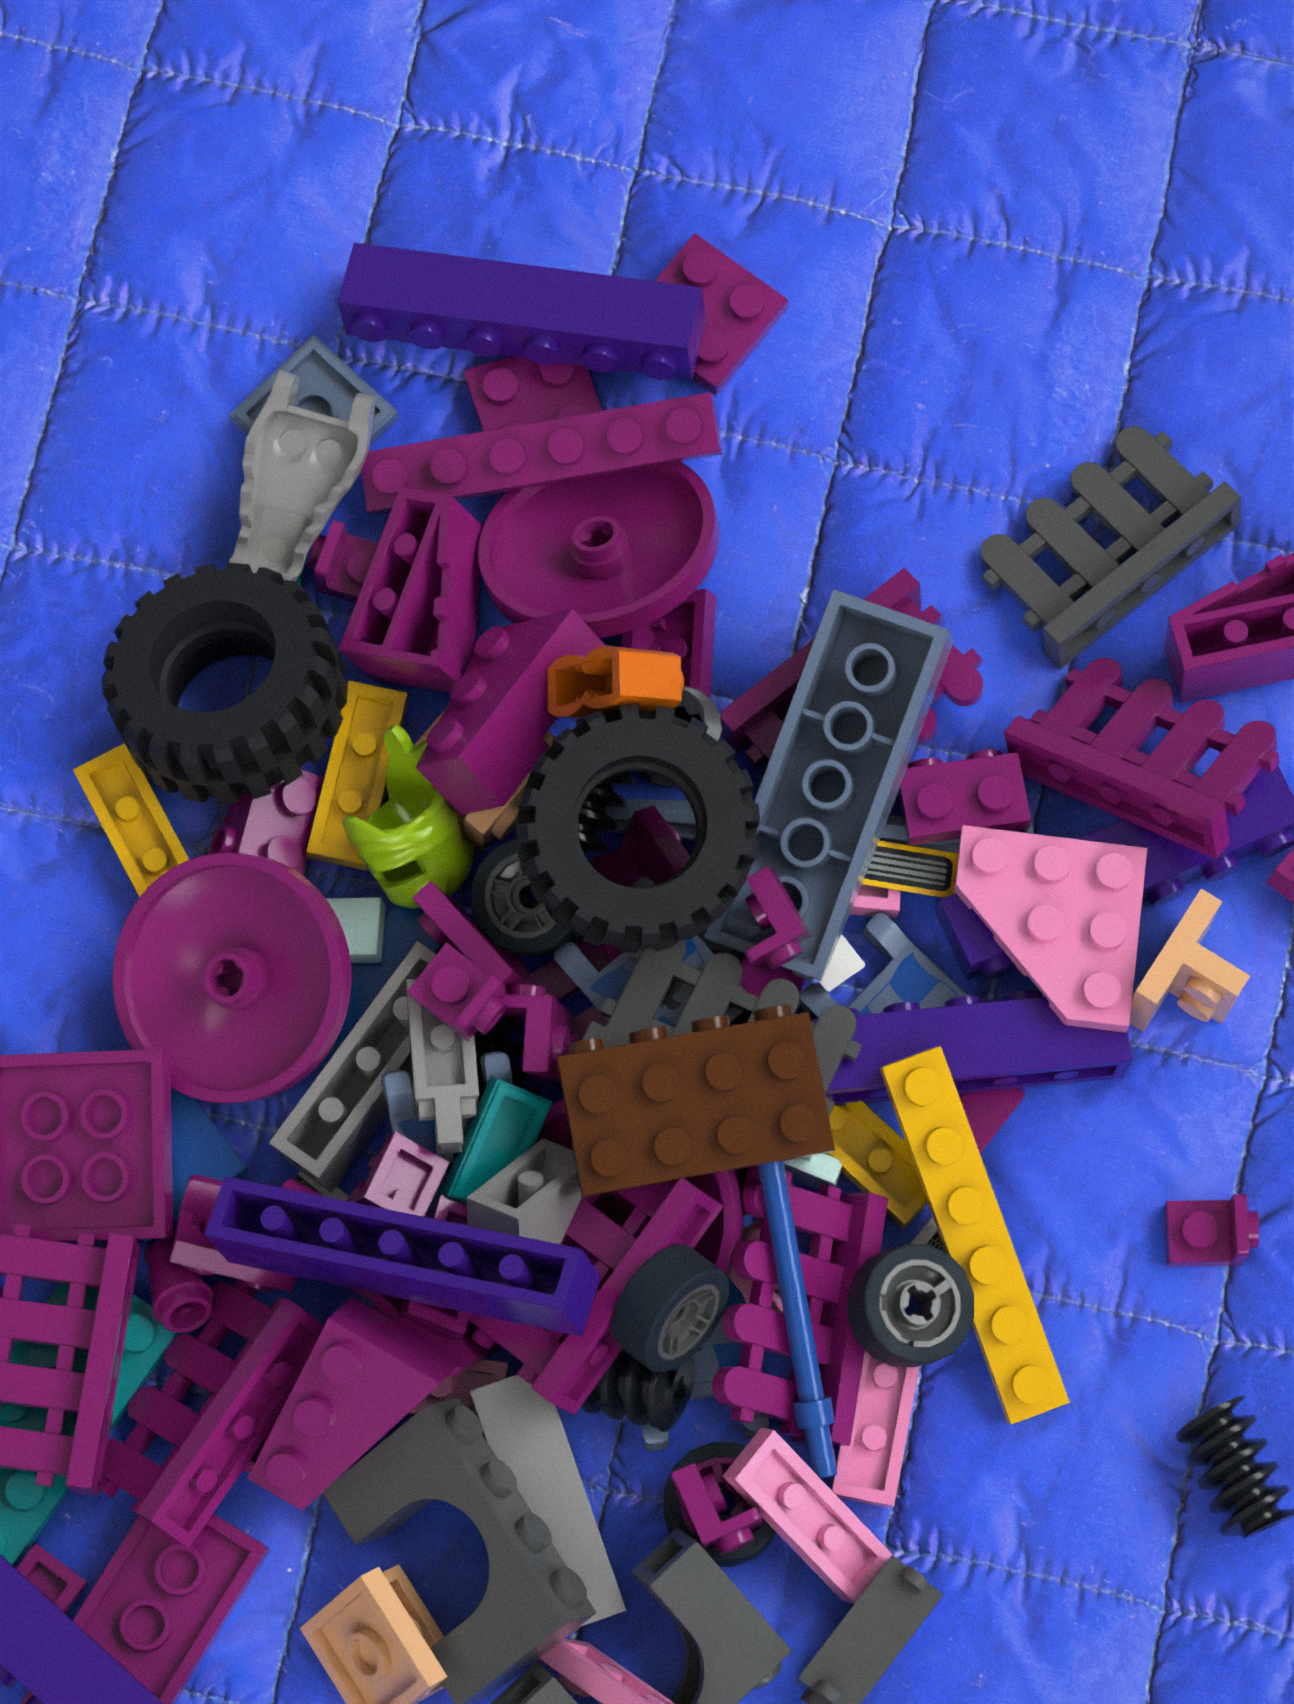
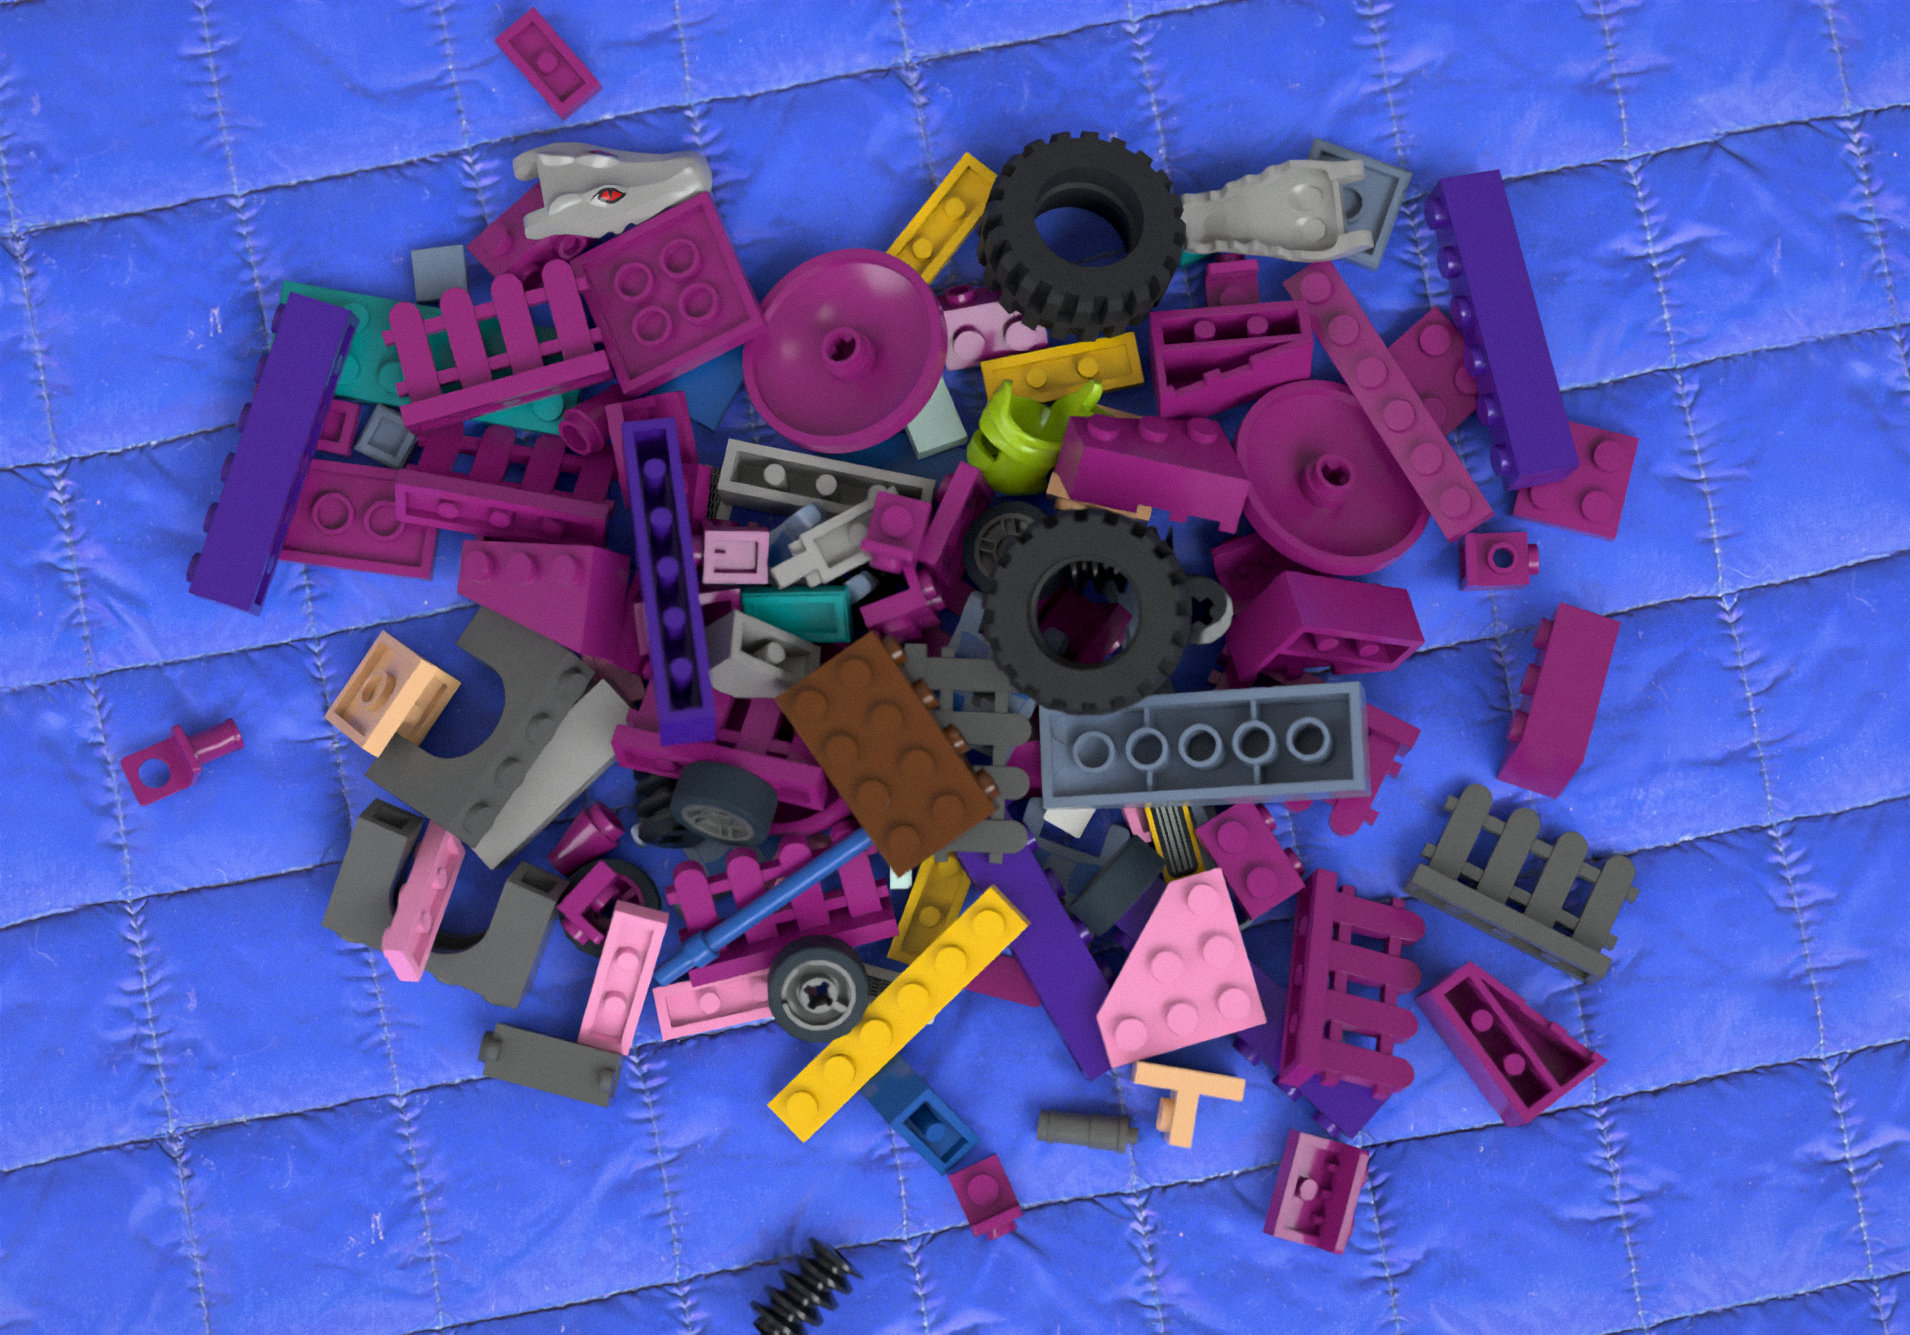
camera: 70 degrees right, 10 degrees up
(87, 1530) = (387, 439): none -> sand blue tile
(614, 678) = (1199, 543): orange brick -> none
(635, 1497) = (587, 838): none -> magenta cone
(749, 616) = (1323, 624): none -> magenta wedge
(754, 442) = (1481, 573): none -> magenta brick
(774, 908) = (1079, 749): magenta bracket -> none
(934, 422) = (1559, 700): none -> magenta wedge
(935, 940) = (1117, 885): none -> black wheel
(1090, 1262) = (919, 1115): none -> blue slope
(1178, 1098) = (1088, 1130): none -> dark grey piece

